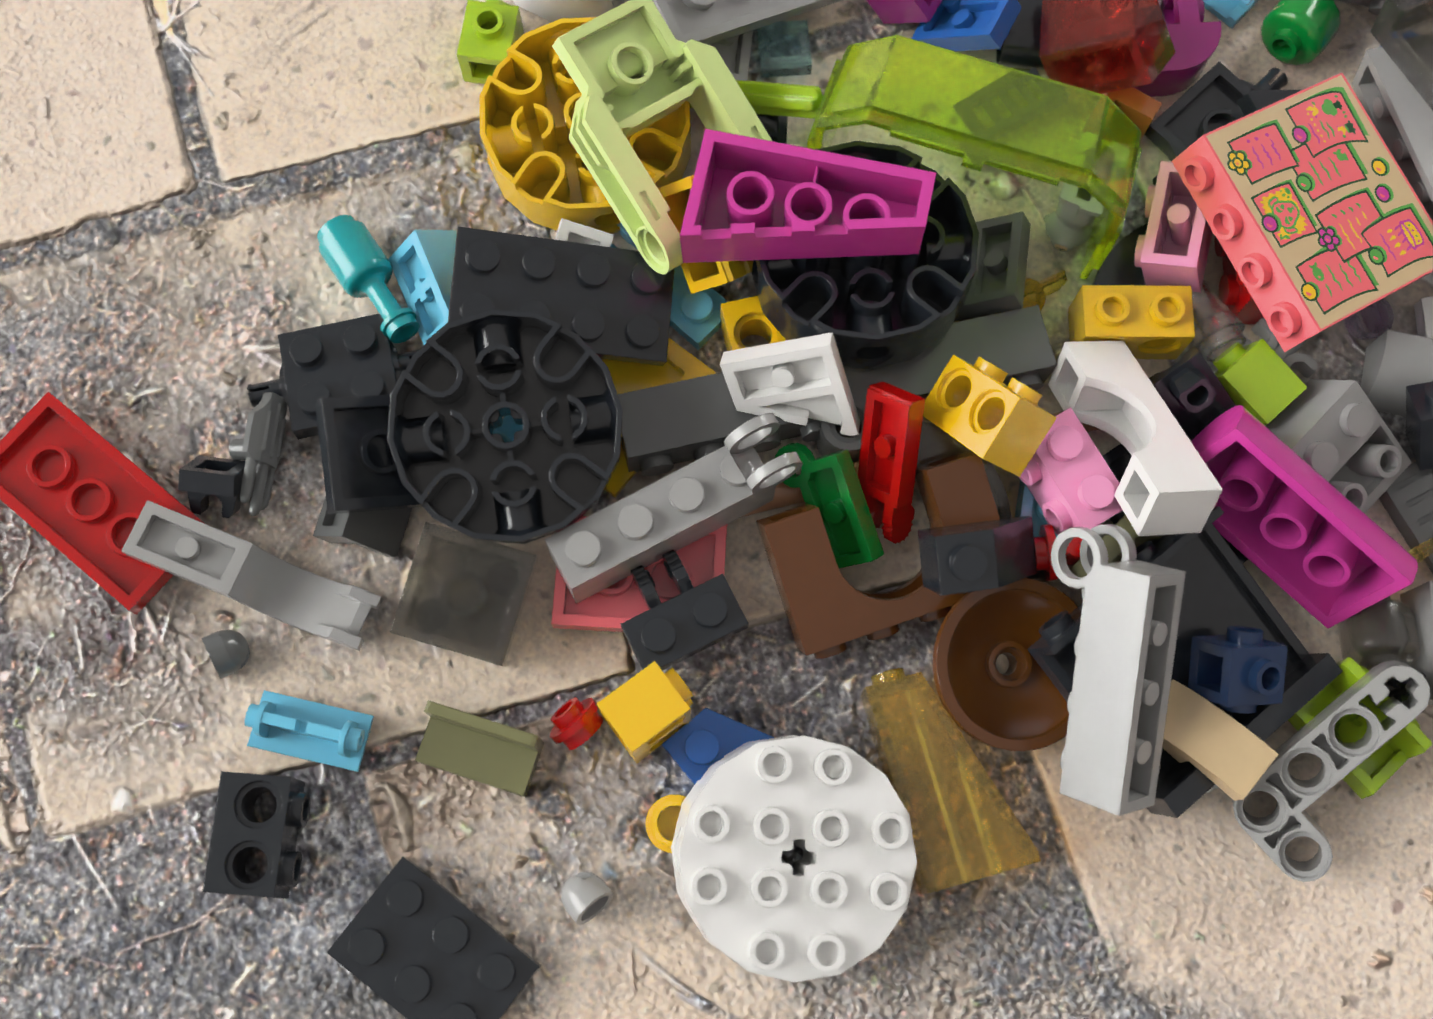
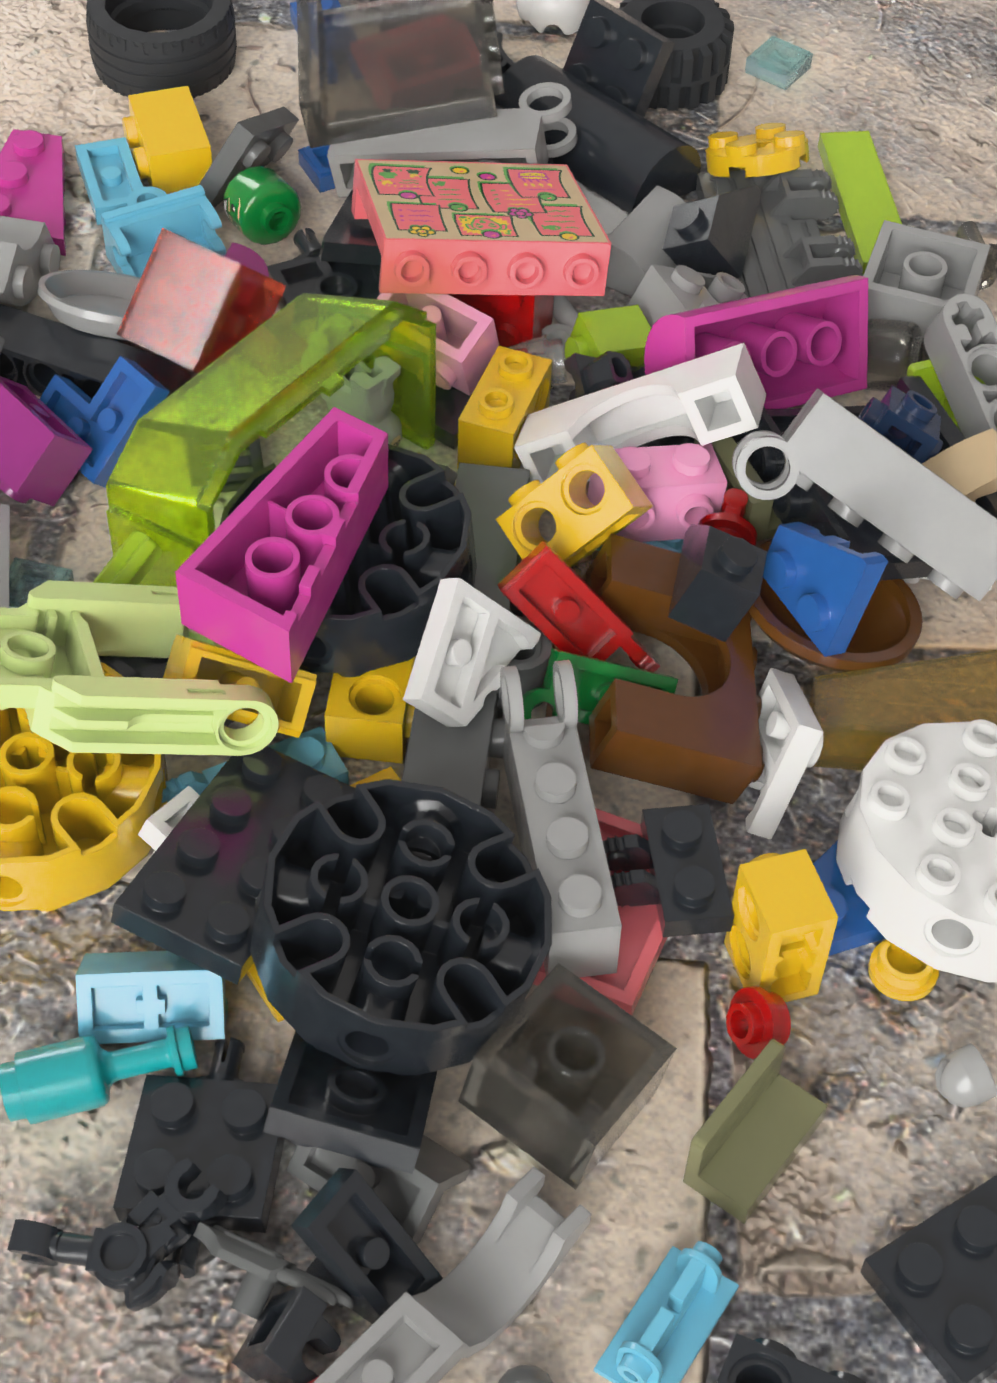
camera: 70 degrees left, 25 degrees down
(240, 357) = (130, 1252): none -> black piece
(287, 506) = (362, 1246): none -> black slope
(840, 671) = (789, 743): none -> white wing
(1005, 630) = (822, 583): none -> blue wing

